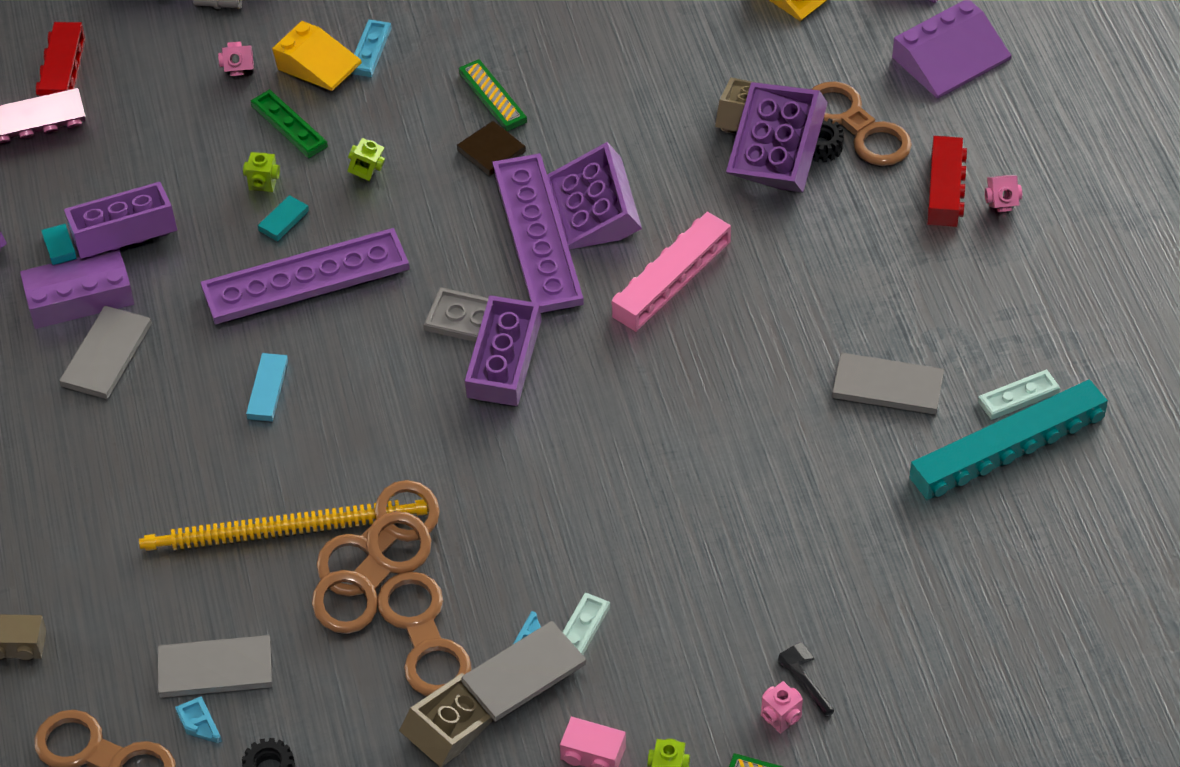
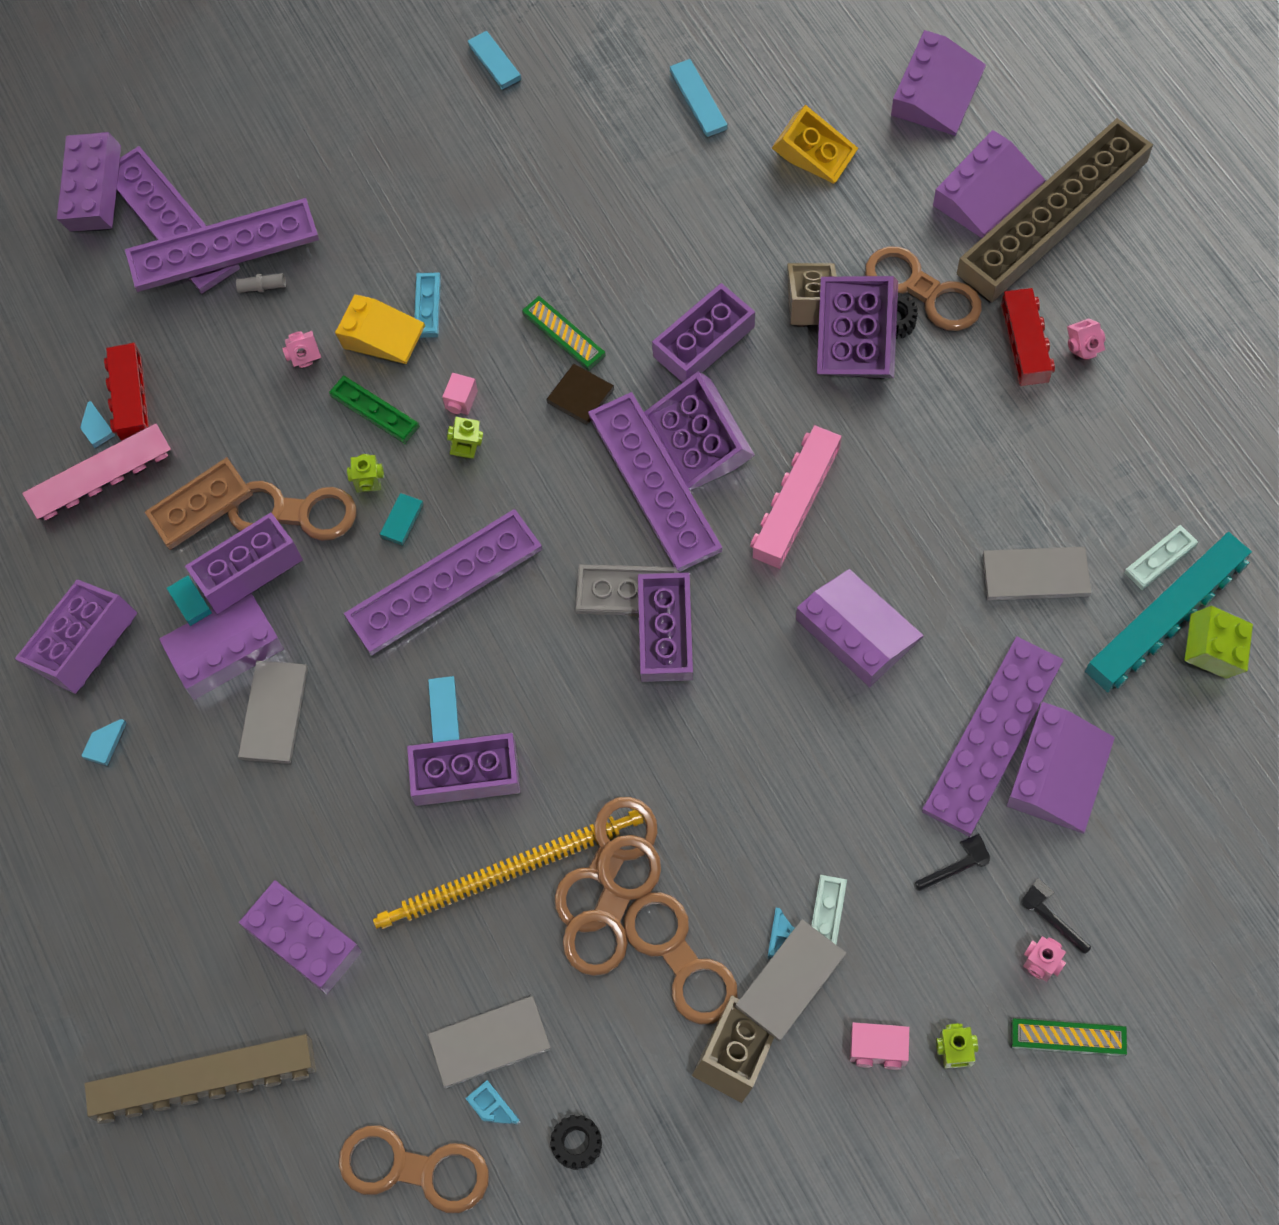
camera: 10 degrees left, 15 degrees up
(21, 86) = (95, 426): none -> medium azure tile
(65, 538) = (300, 937): none -> medium lavender brick
(95, 167) = (198, 503): none -> medium nougat tile
(185, 191) = (296, 511): none -> medium nougat bar
(268, 430) = (463, 769): none -> medium lavender brick
(375, 123) = (460, 394): none -> bright pink brick
(627, 115) = (703, 333): none -> medium lavender brick
(693, 392) = (857, 626): none -> medium lavender slope
(746, 609) = (977, 854): none -> black piece
(797, 512) = (992, 736): none -> medium lavender plate
(854, 550) = (1061, 768): none -> medium lavender slope
(1008, 78) = (1054, 210): none -> dark tan brick
(1047, 471) = (1218, 642): none -> lime brick

